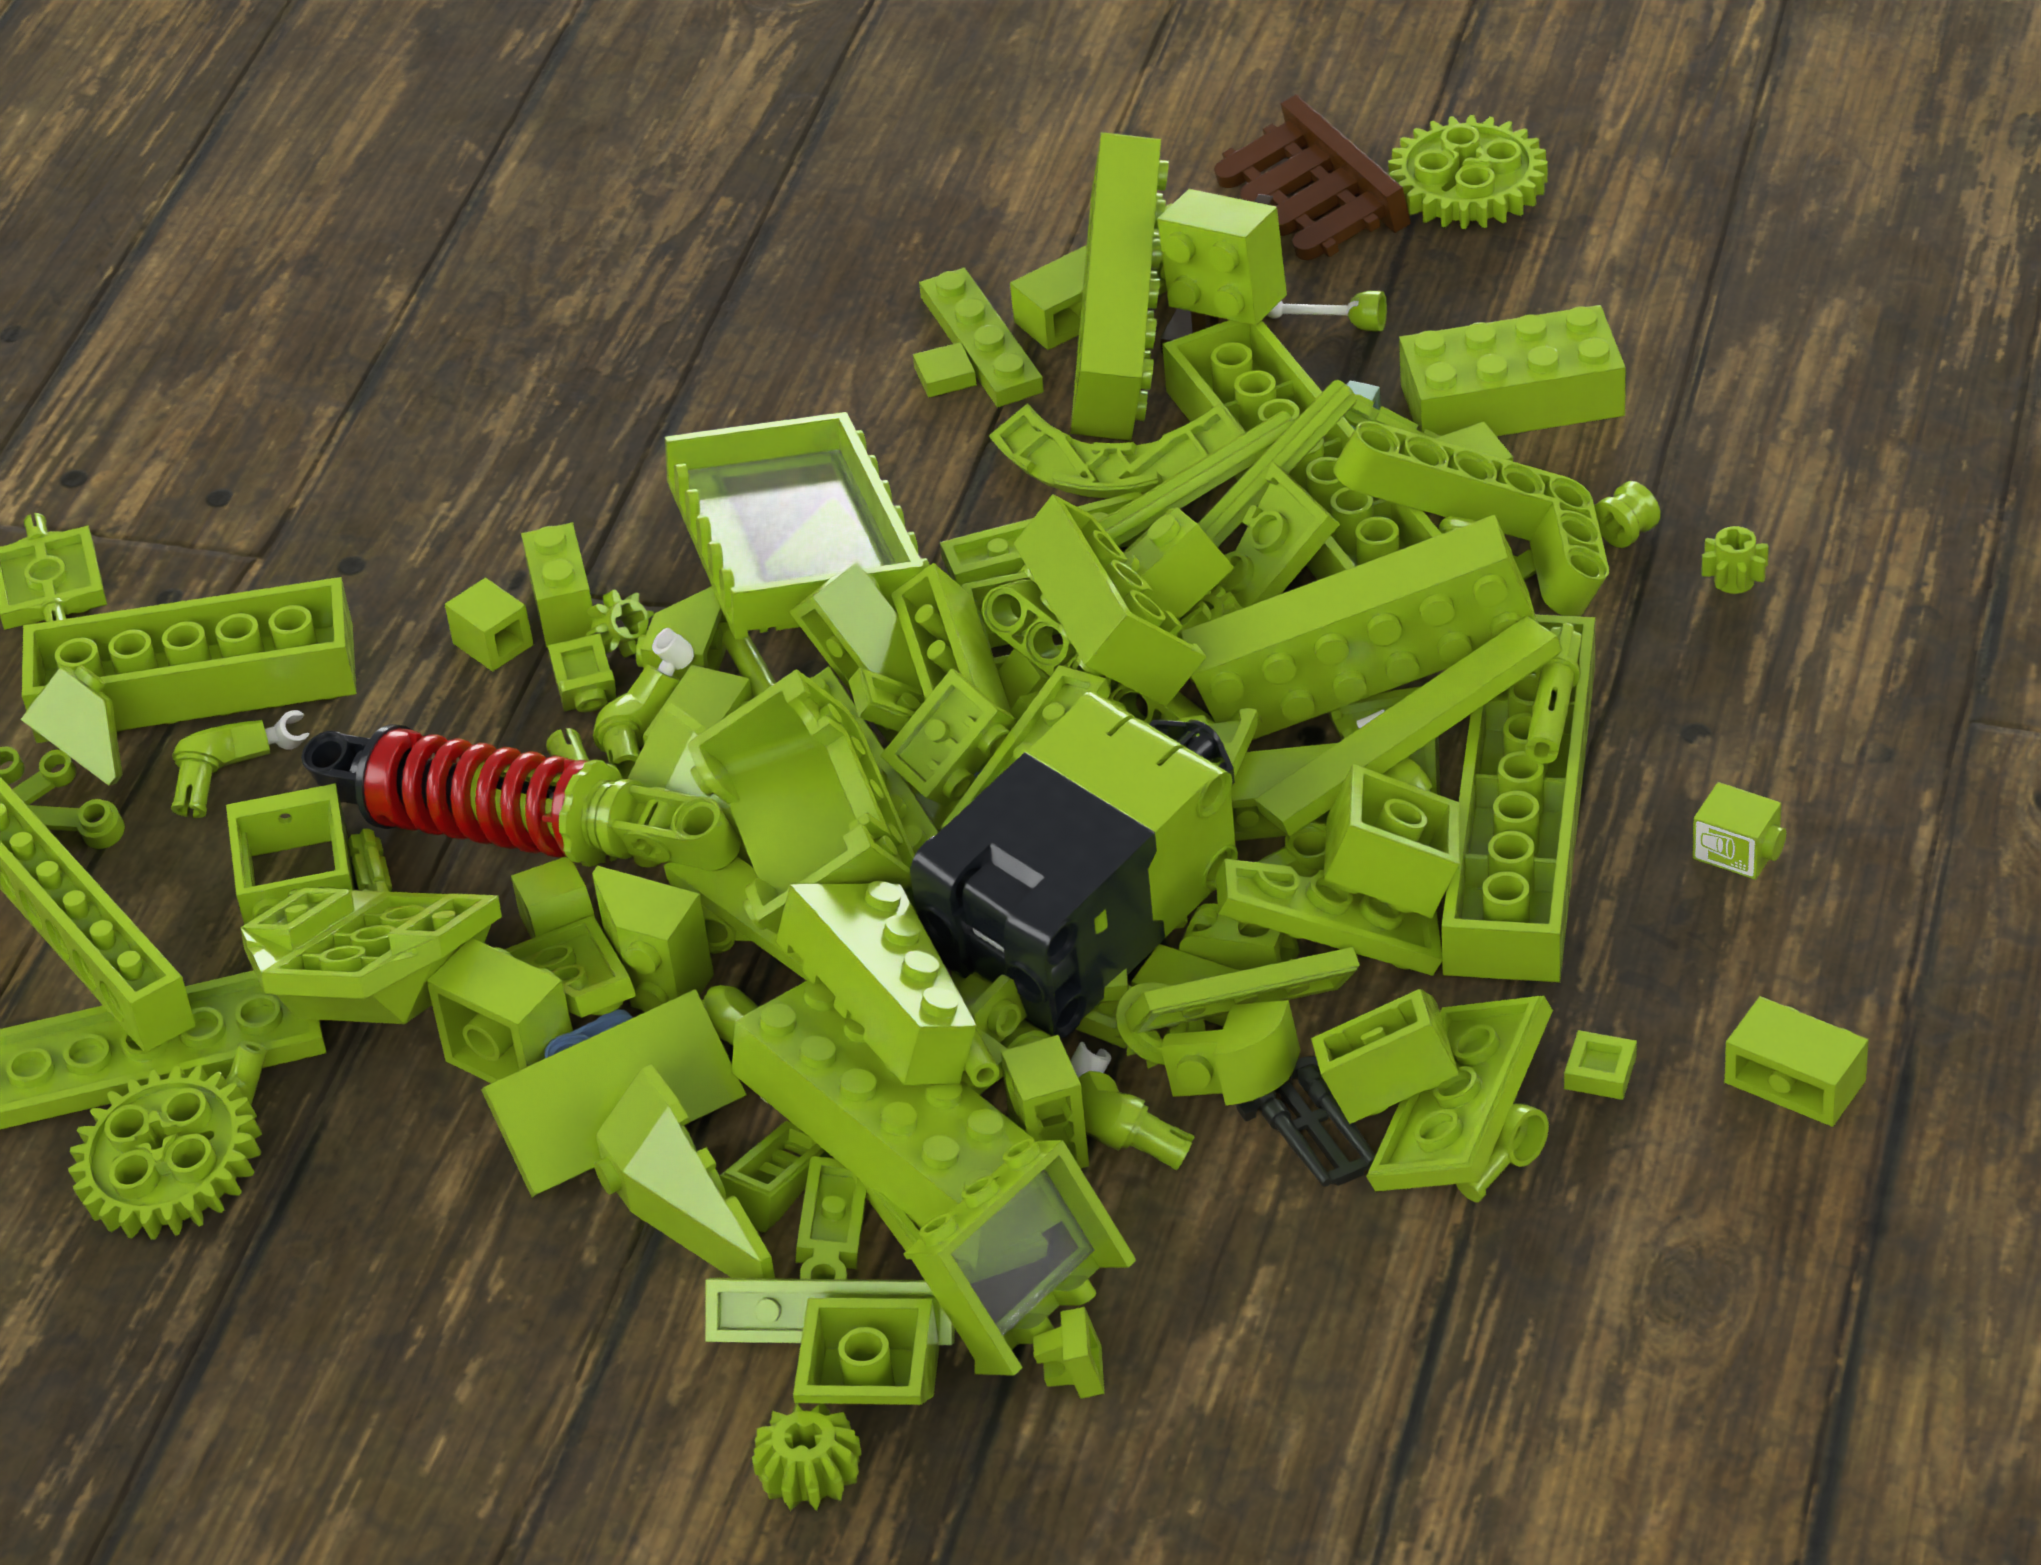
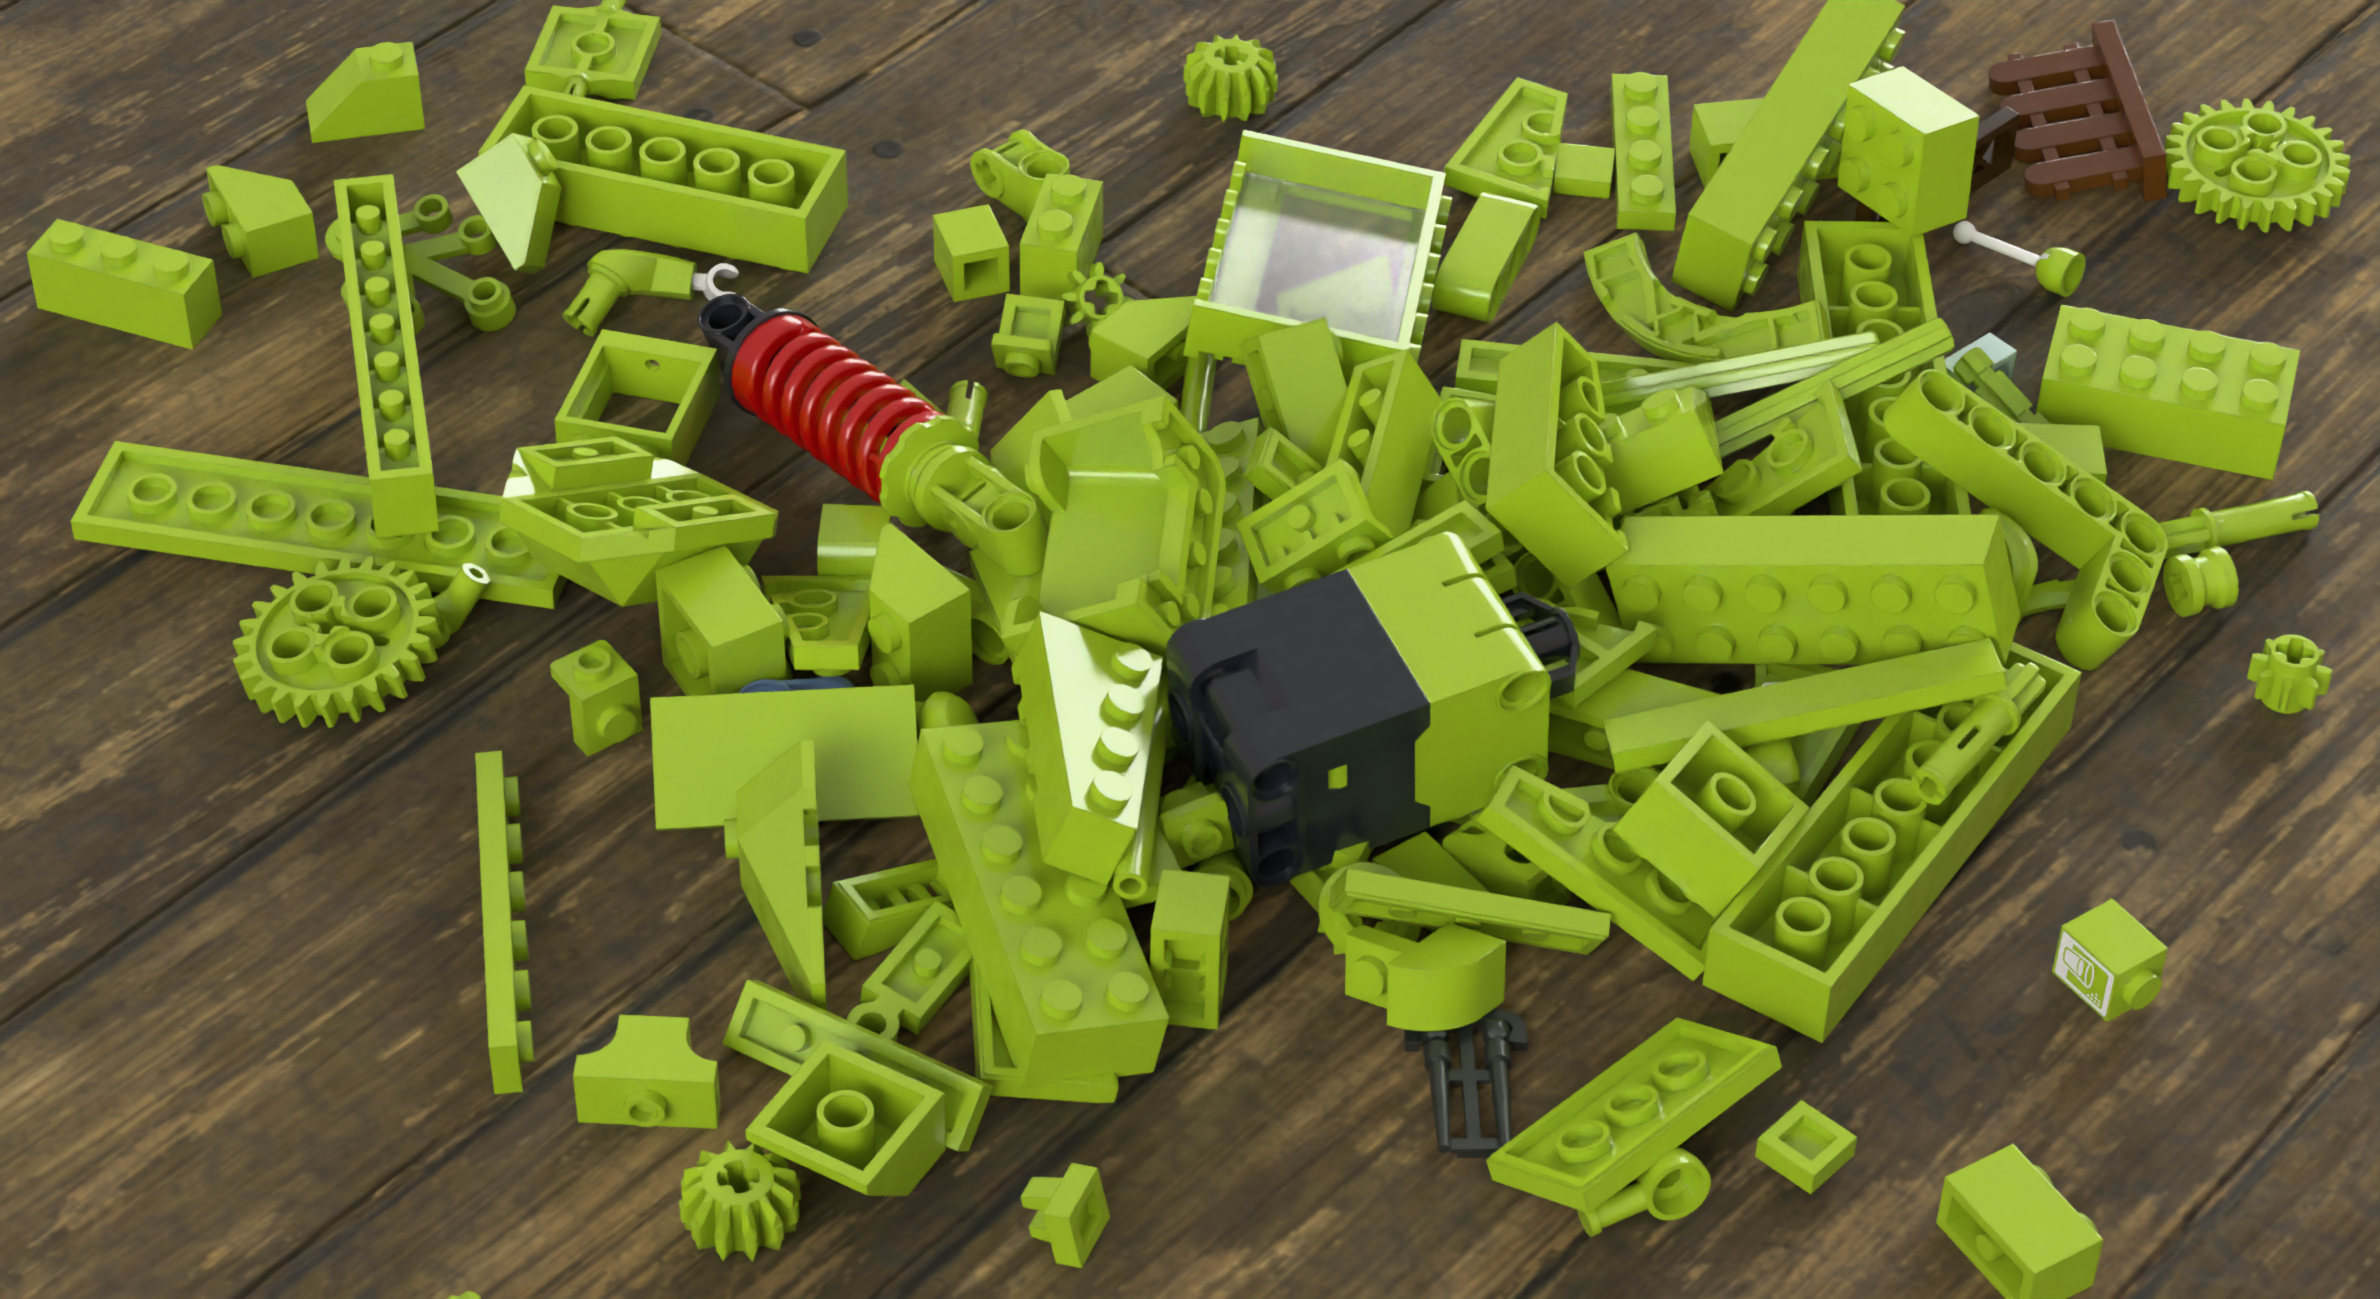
camera: 20 degrees right, 0 degrees up
(368, 862) = (711, 441): lime axle -> none
(427, 1102) = (601, 696): none -> lime bracket
(469, 1333) = (504, 939): none -> lime plate
(491, 543) = (1017, 170): none -> lime piece
(610, 399) = (1230, 78): none -> lime gear
(624, 720) = (1071, 377): lime arm -> none
(669, 1391) = (648, 1078): none -> lime brick
(880, 373) = (1513, 147): none -> lime wing
(915, 467) = (1486, 257): none -> lime beam
(1017, 1251) = (1059, 1081): lime window -> none
(1122, 1118) = (1267, 992): lime arm -> none
(1385, 1055) = (1573, 1039): lime slope -> none
(1607, 472) = (2240, 523): none -> lime axle

